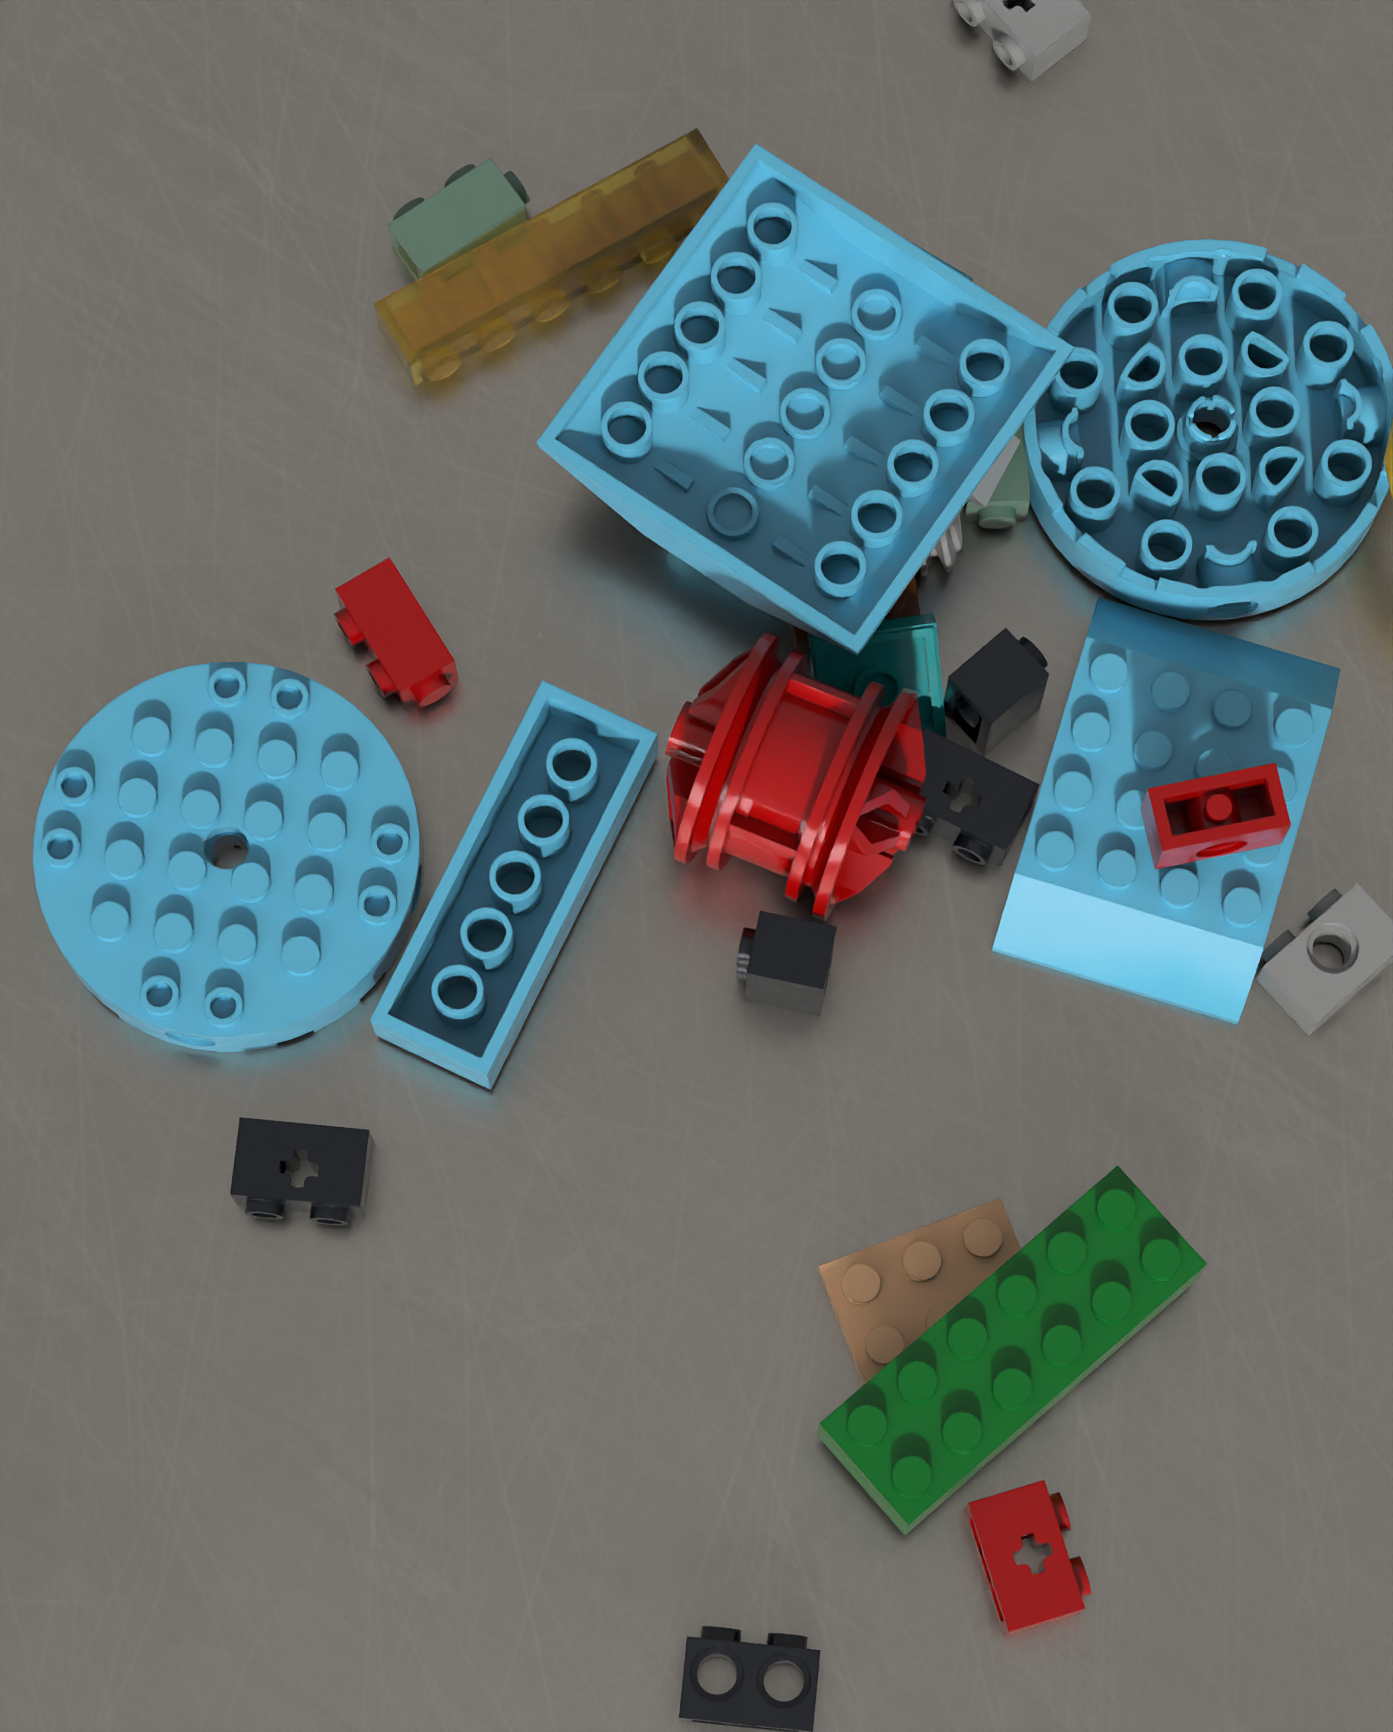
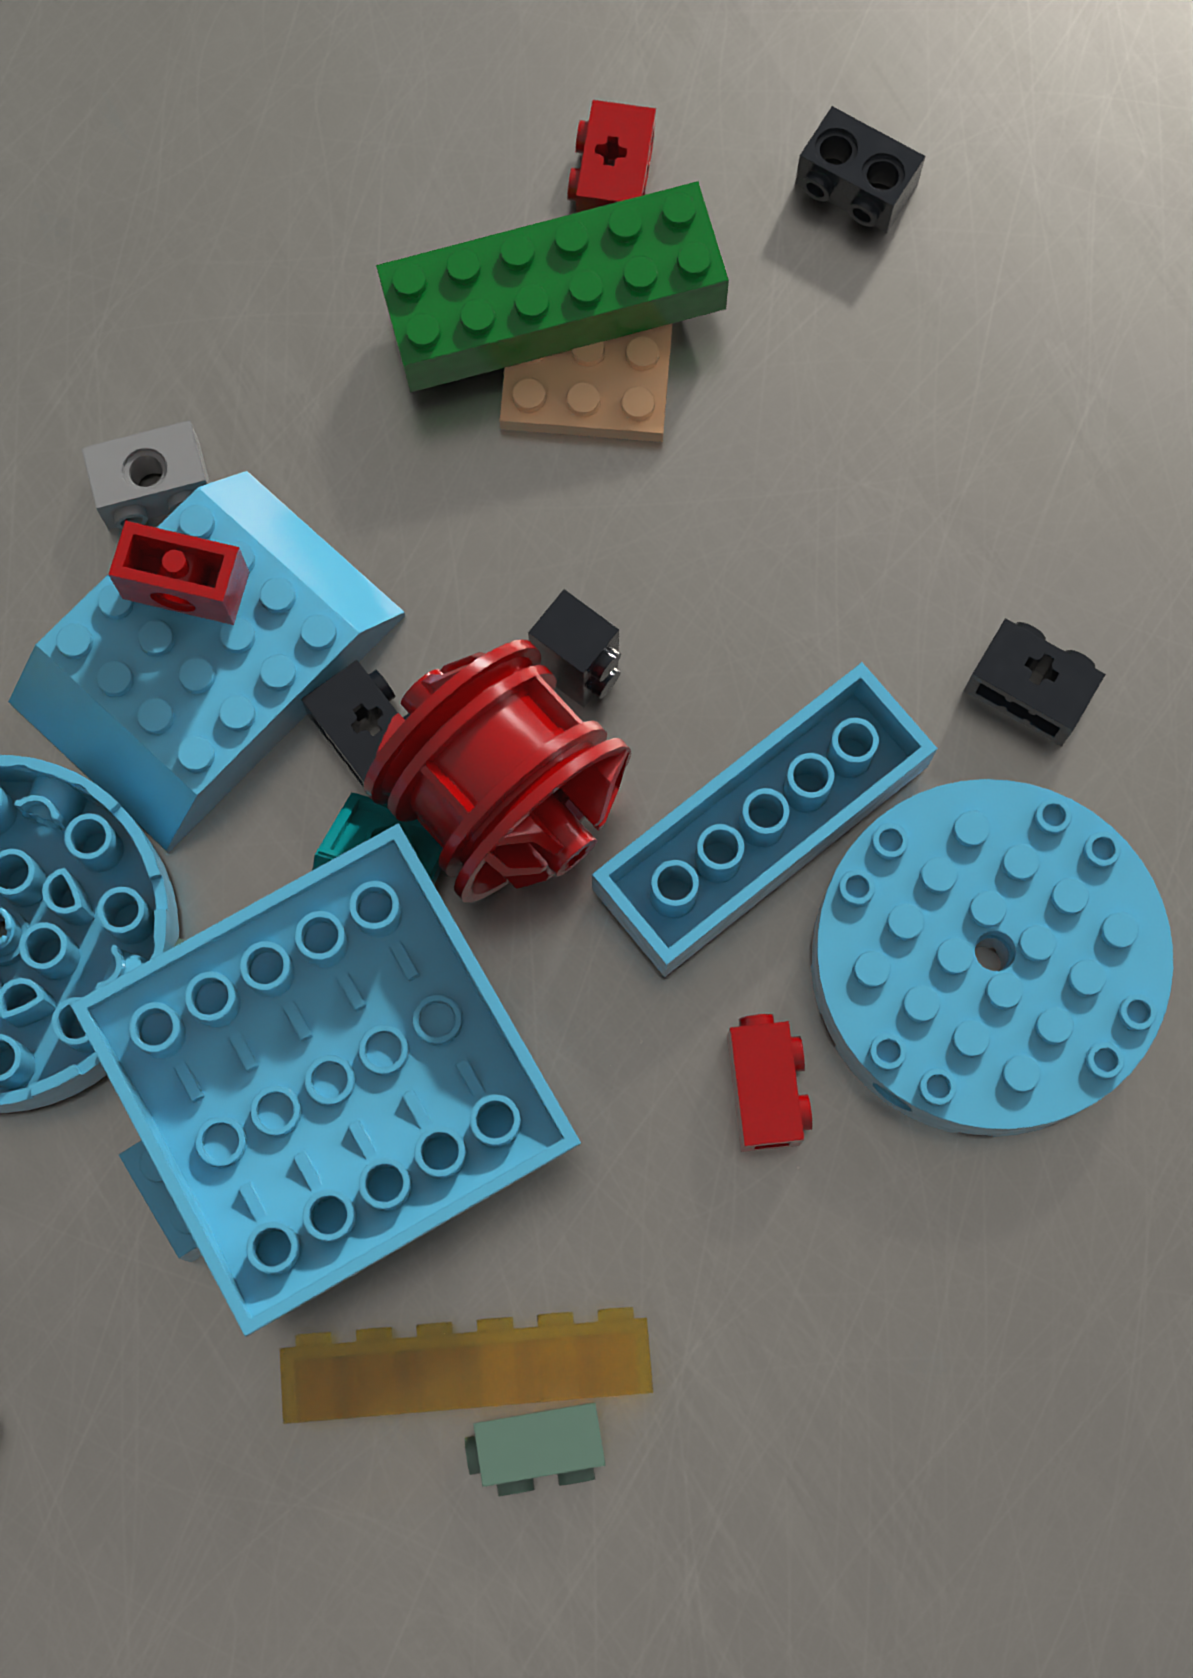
camera: 155 degrees left, 0 degrees up
(996, 690) = (292, 789): black brick -> none

